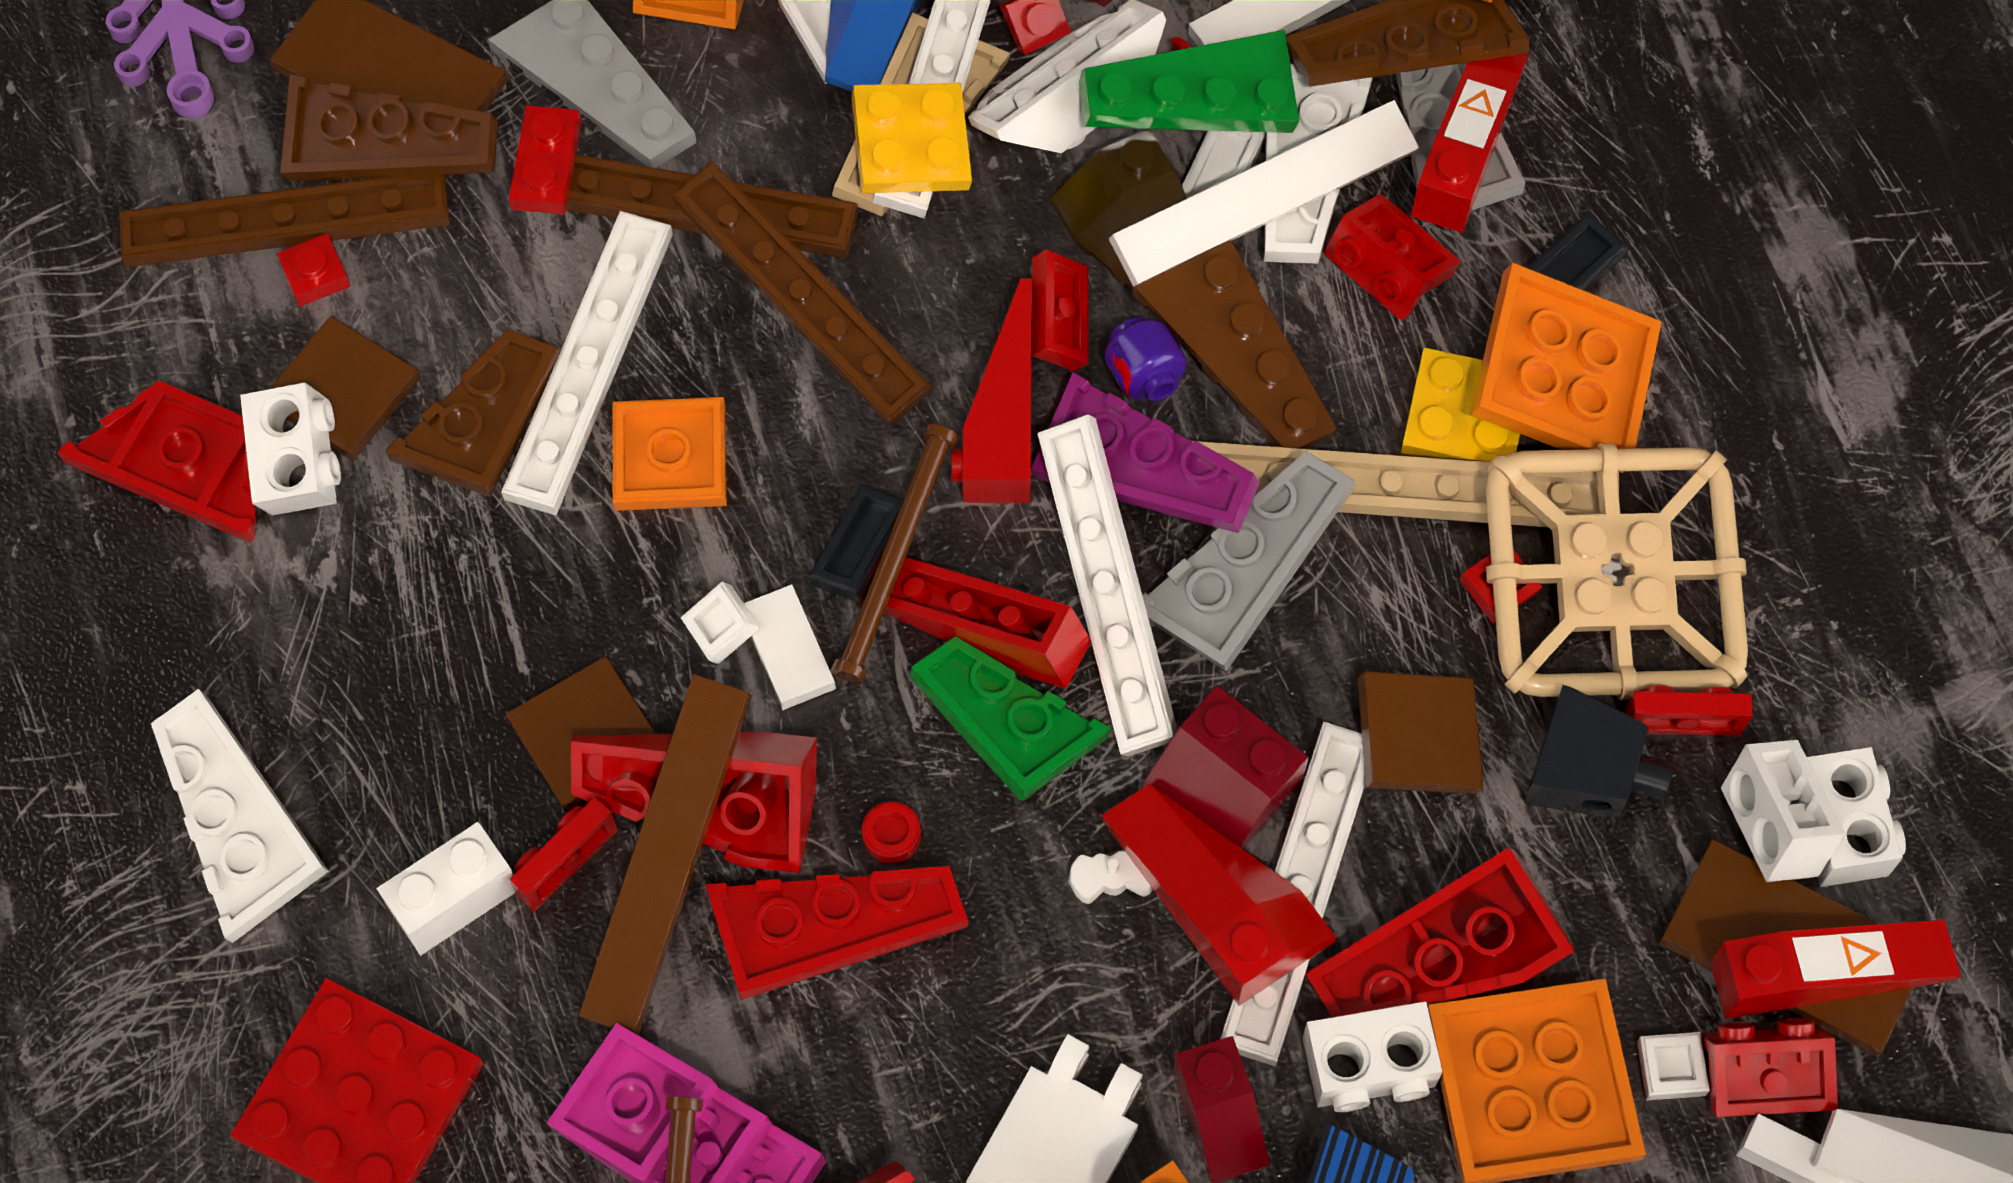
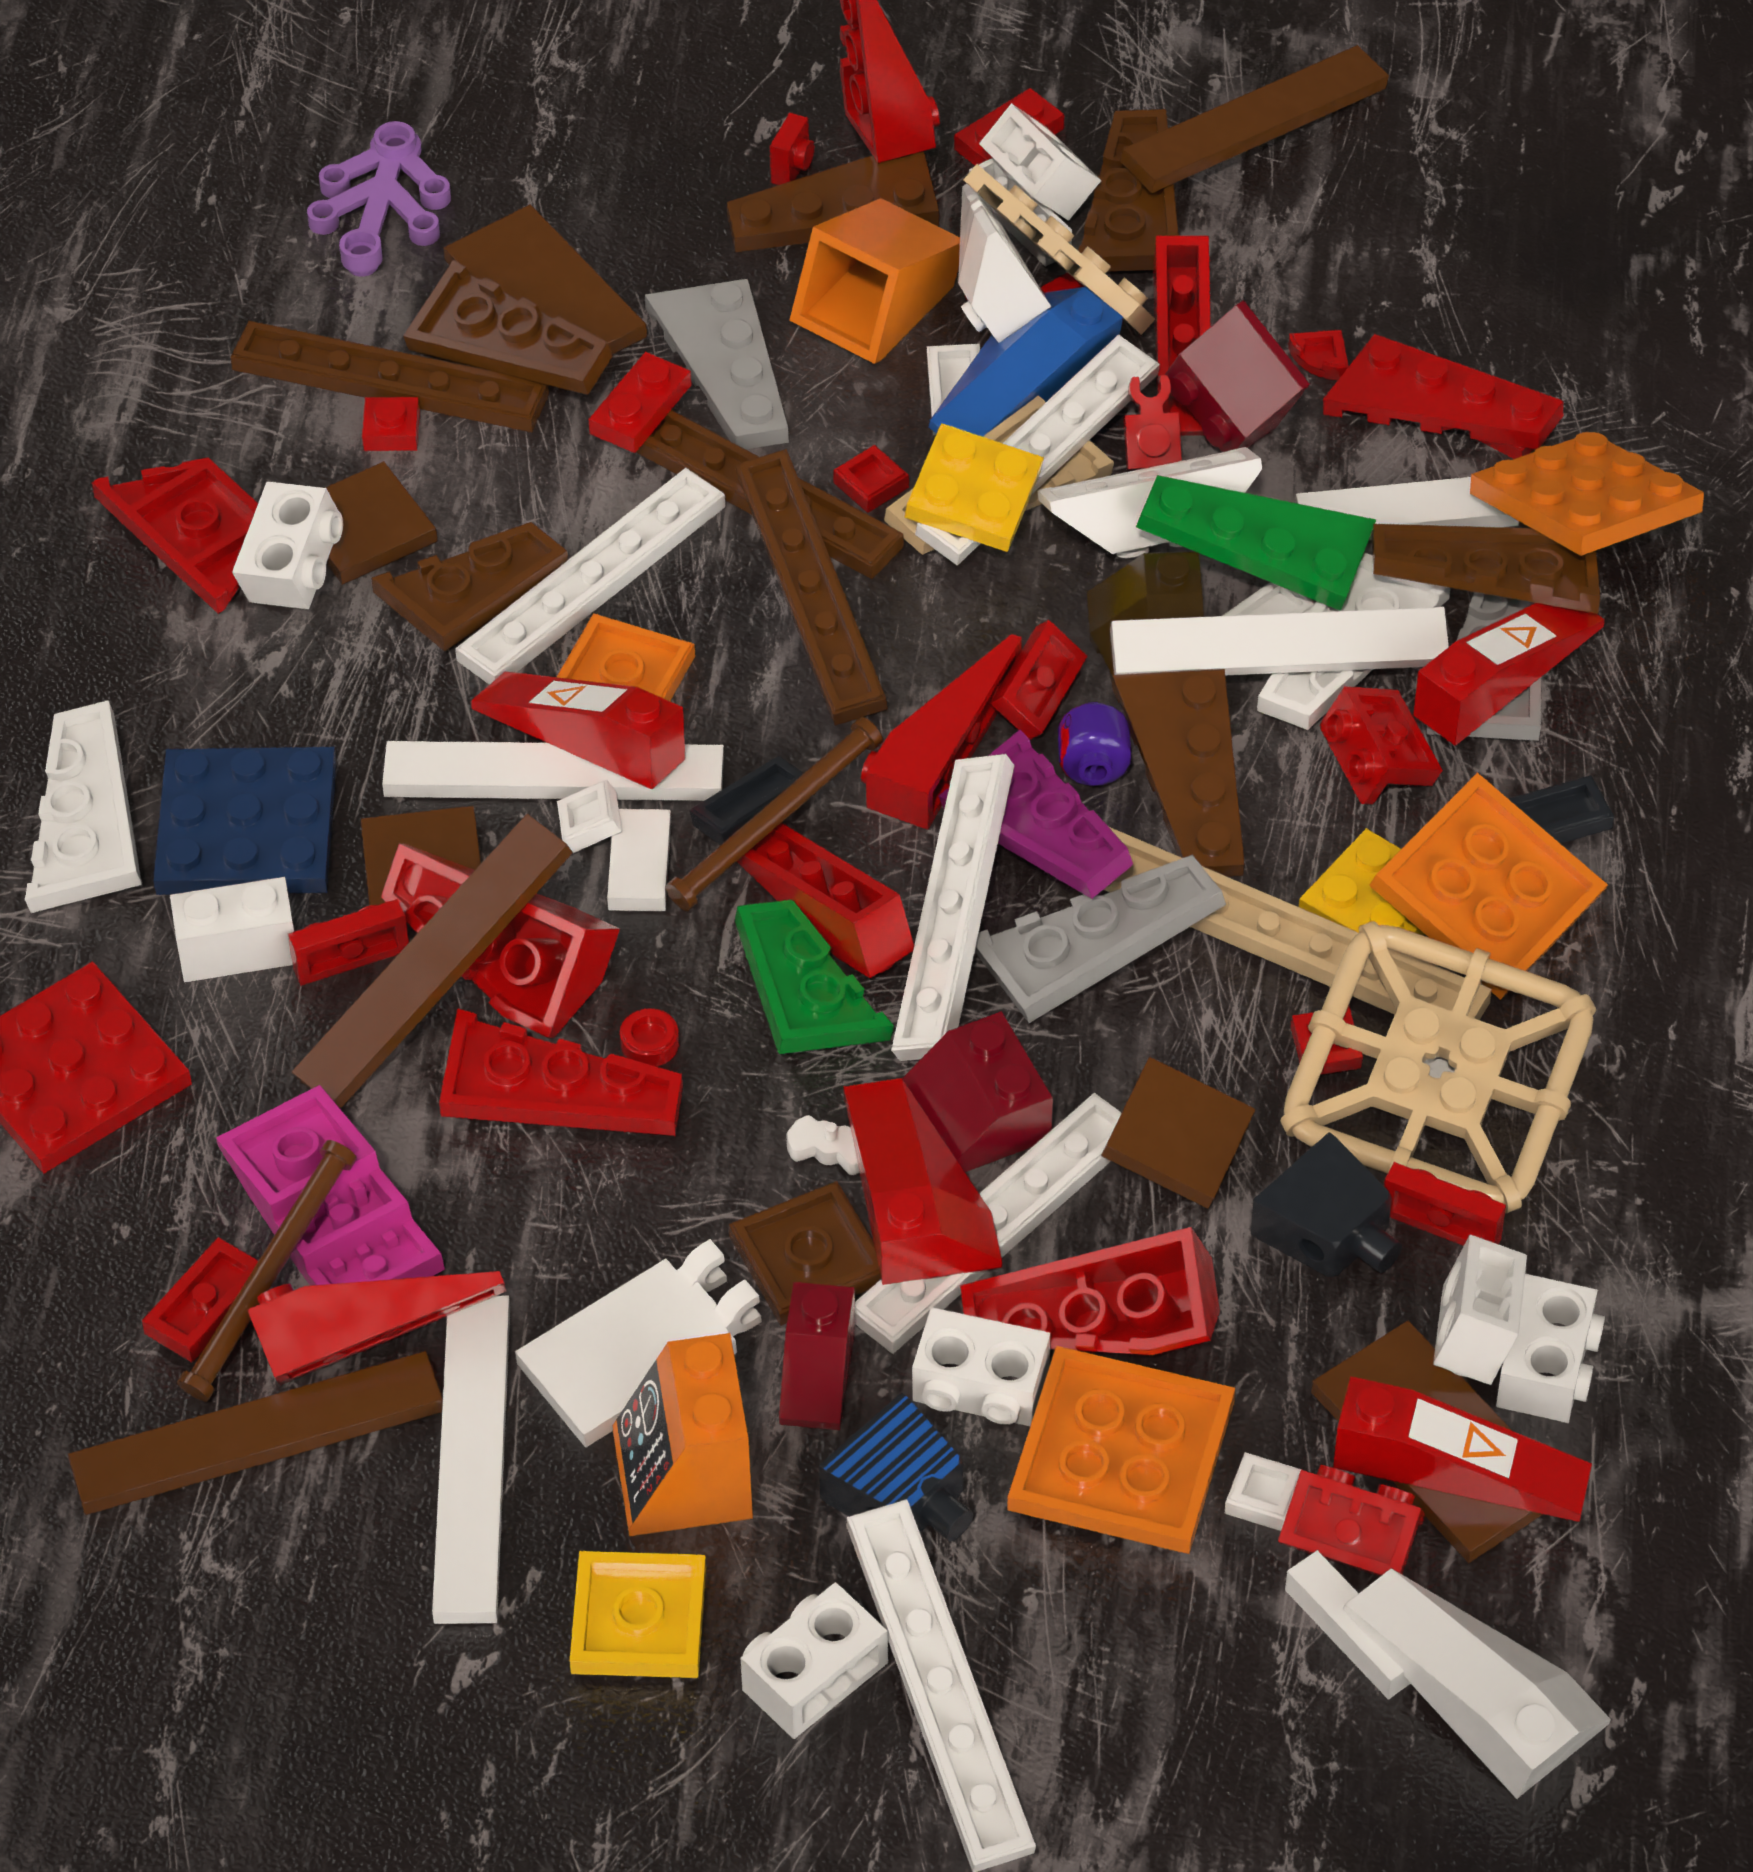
camera: 25 degrees right, 15 degrees down
(392, 759) = (245, 818): none -> dark blue plate
(657, 585) = (533, 772): none -> white tile
(672, 524) = (597, 721): none -> red slope
(795, 154) = (871, 478): none -> red tile
(1149, 997) = (806, 1241): none -> reddish brown tile

